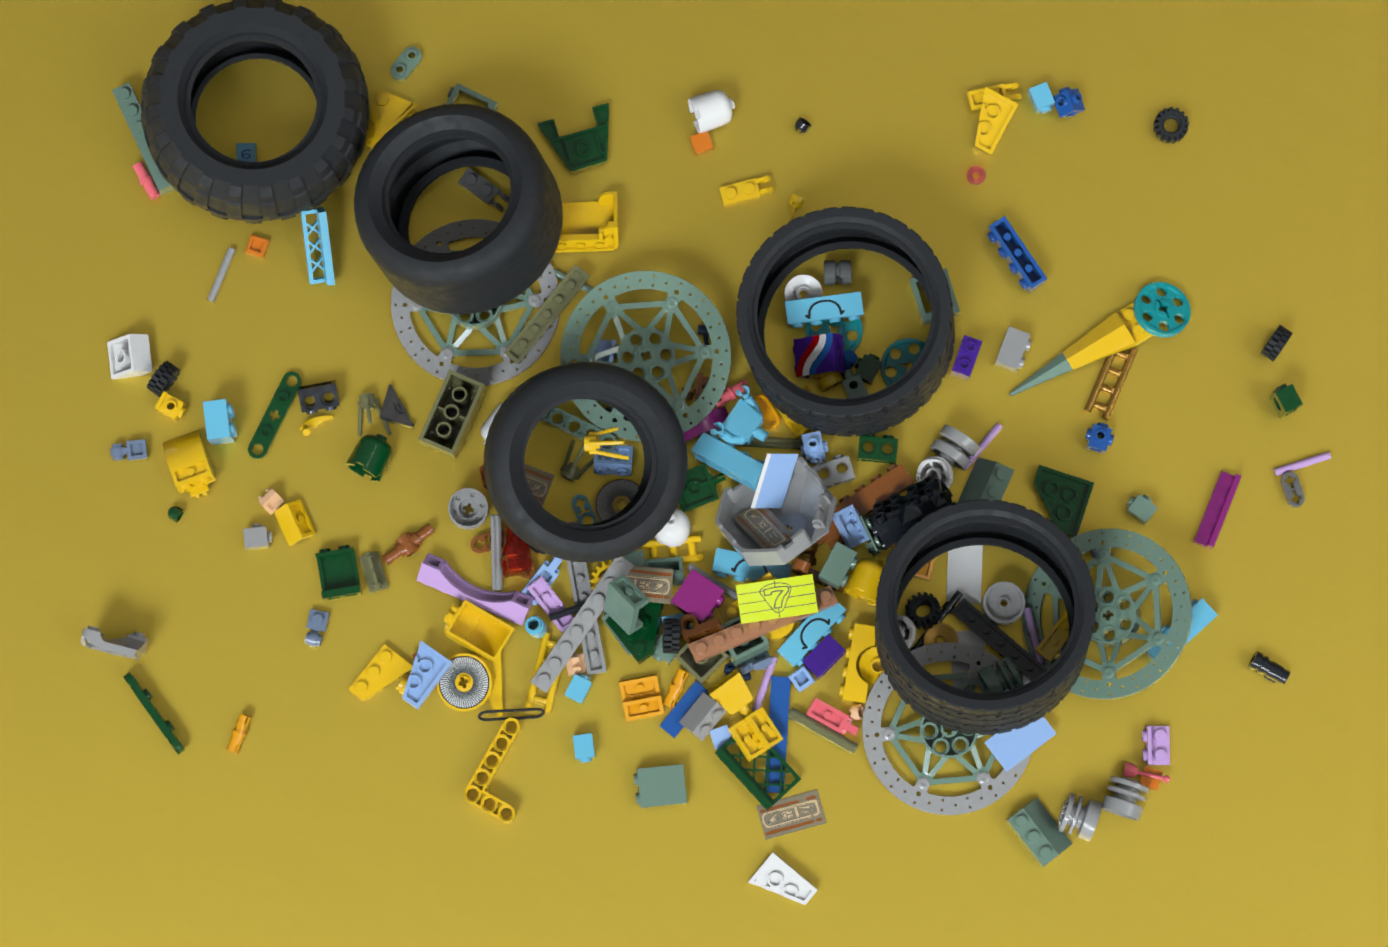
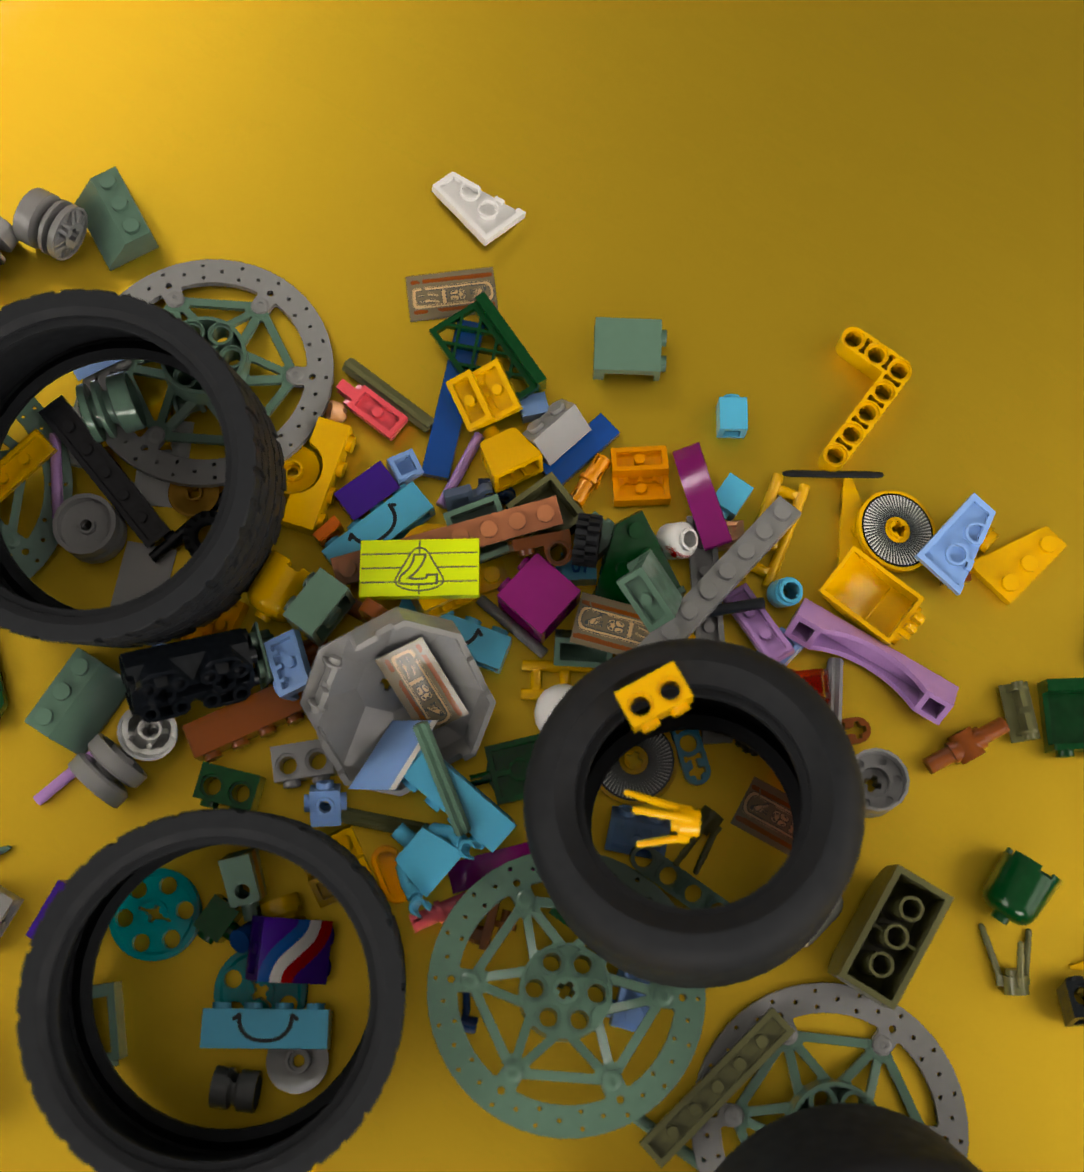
camera: 175 degrees left, 5 degrees down
(394, 411) = (974, 963): black tile -> none
(599, 685) = (701, 496): none -> magenta slope
(611, 652) = (677, 540): none -> white head
(620, 517) = (649, 690): none -> yellow brick
(740, 467) = (441, 778): none -> sand green axle
(845, 626) = (328, 530): none -> orange tile

